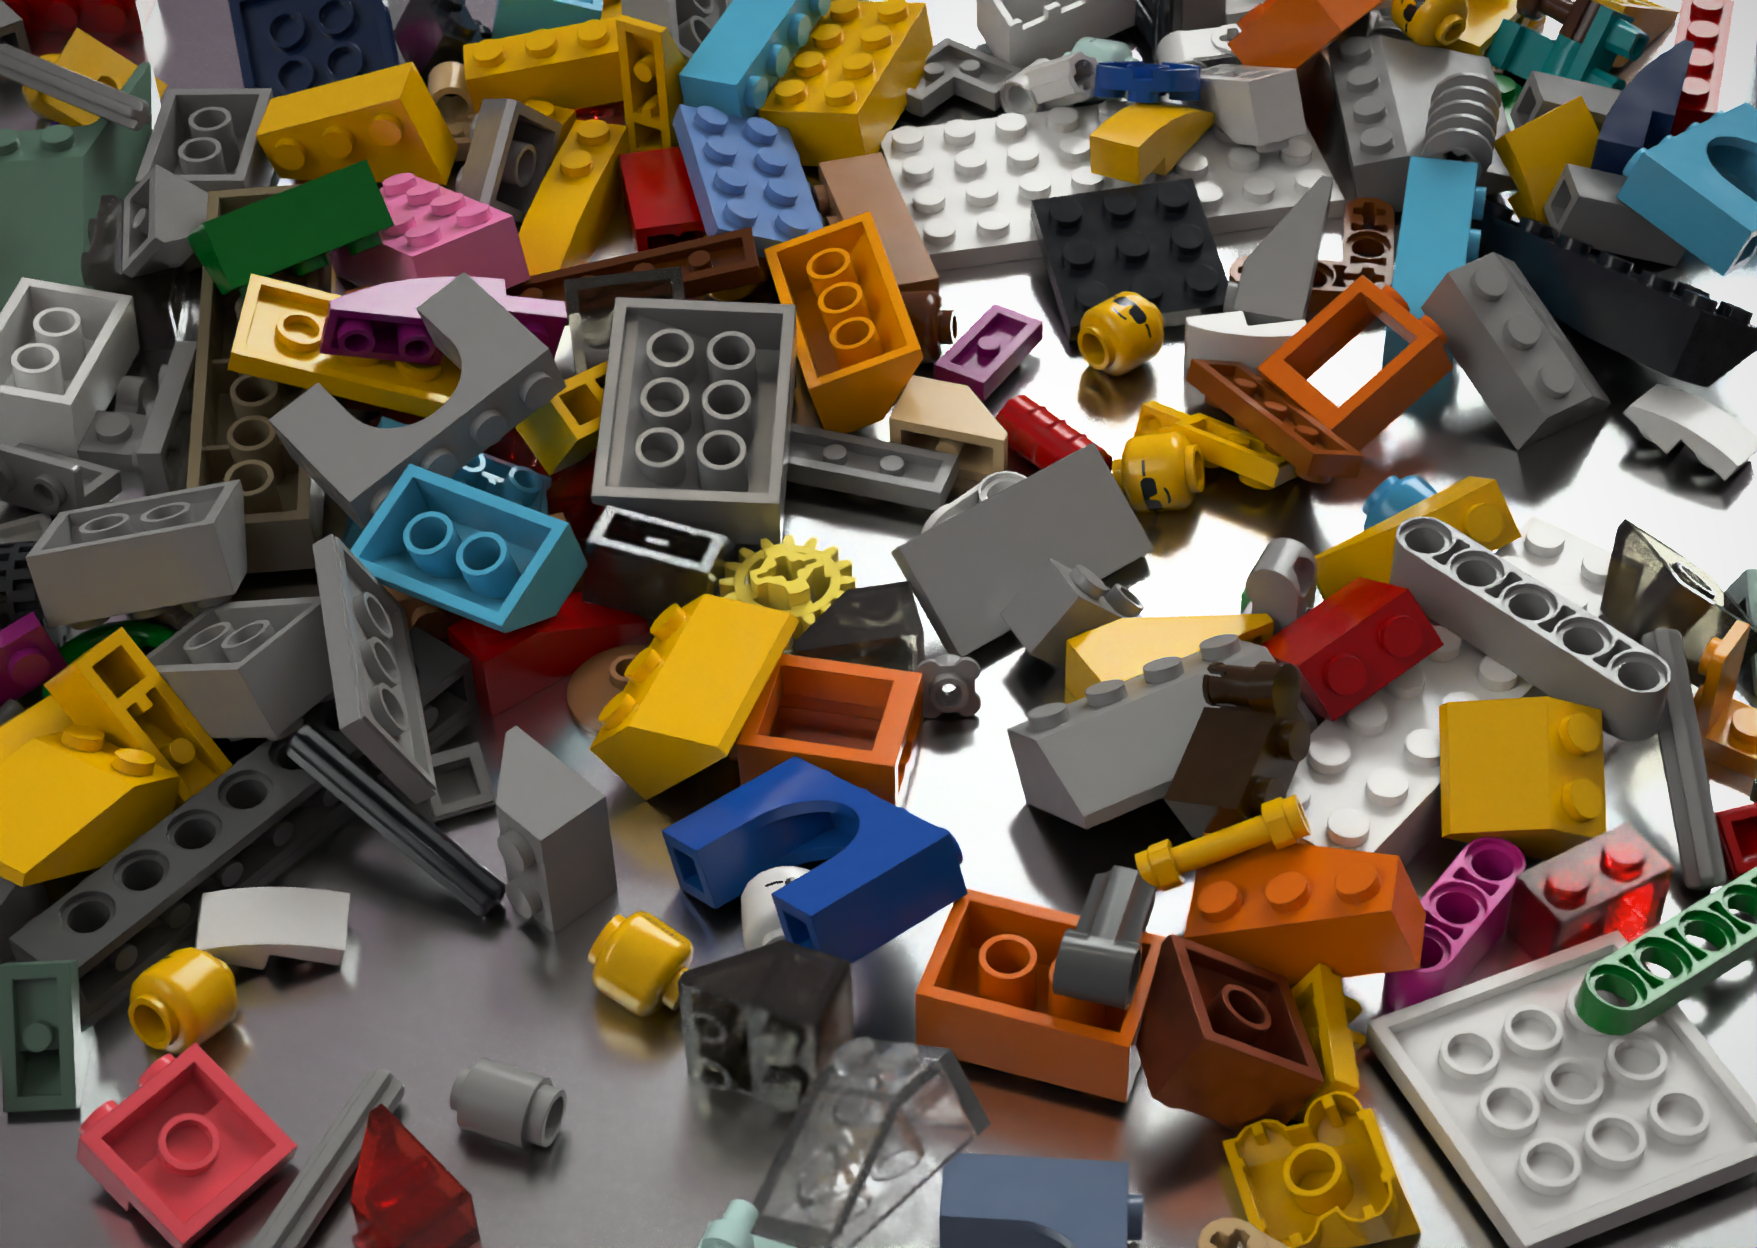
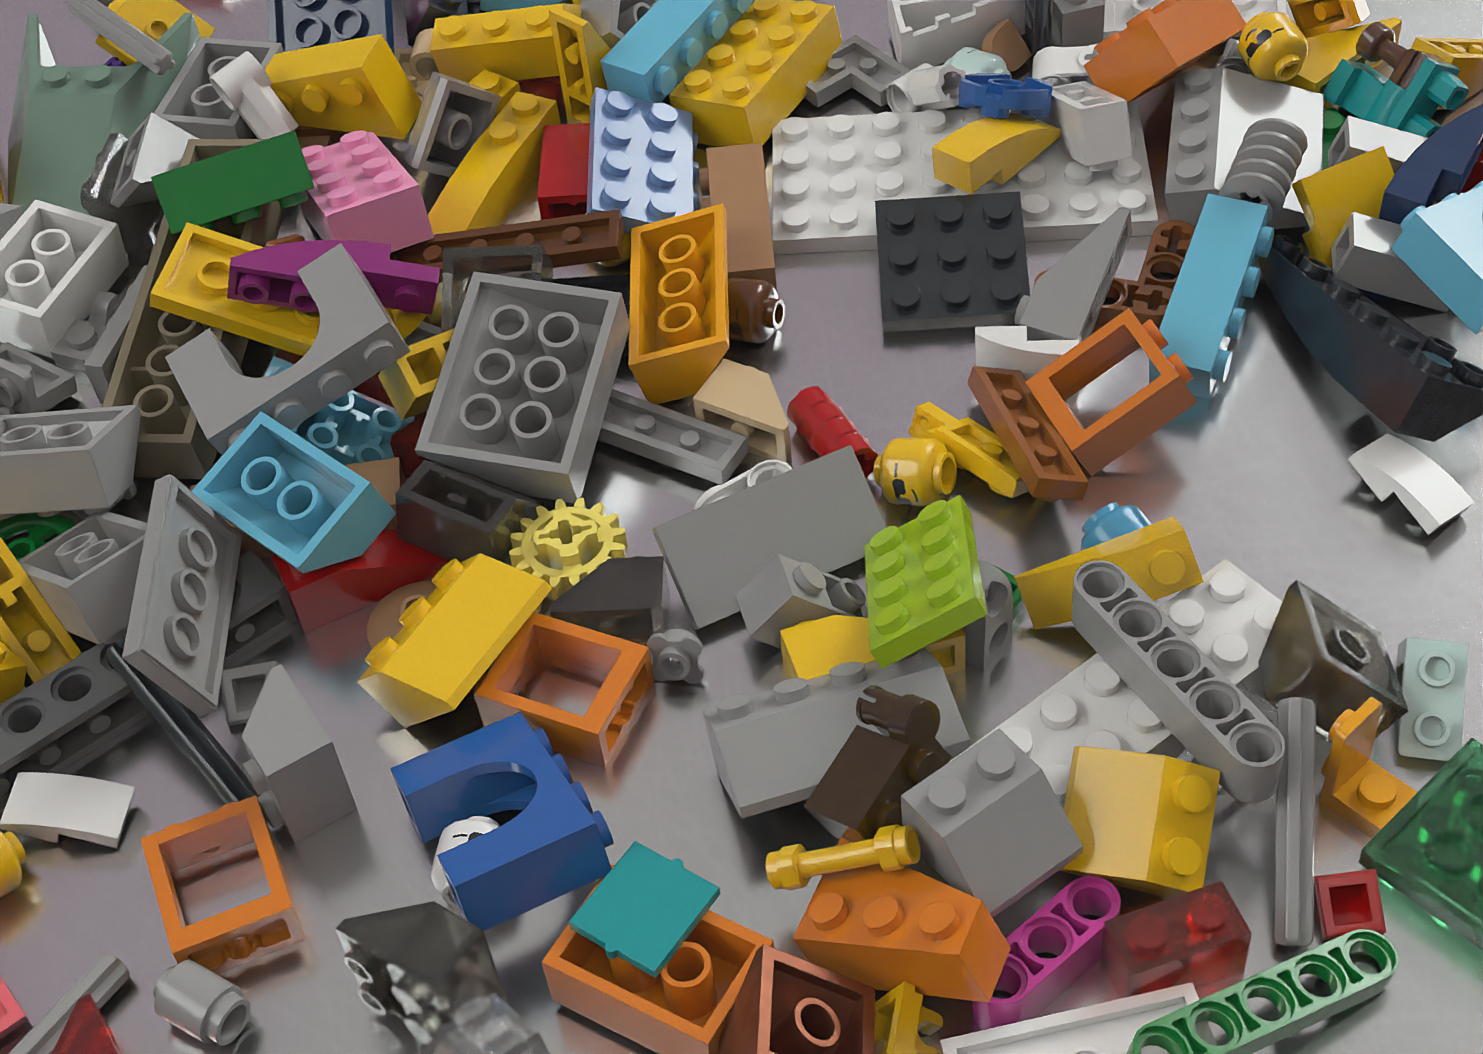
camera: 15 degrees right, 5 degrees up
(255, 136) = (247, 89): none -> white piece
(552, 1014) = (262, 923): none -> orange window
(640, 962) = (343, 884): yellow head -> none
(990, 350) = (805, 338): magenta plate -> none
(1012, 923) = (644, 908): none -> teal piece
(1105, 951) = (702, 955): dark grey piece -> none
(1121, 27) = (1007, 43): none -> medium nougat tile
(1121, 333) = (920, 334): yellow head -> none
(1219, 566) = (922, 581): none -> lime plate
(1354, 644) = (1014, 674): red brick -> none
(1378, 782) = (991, 823): none -> light grey slope
(1513, 350) = (1261, 388): light grey slope -> none

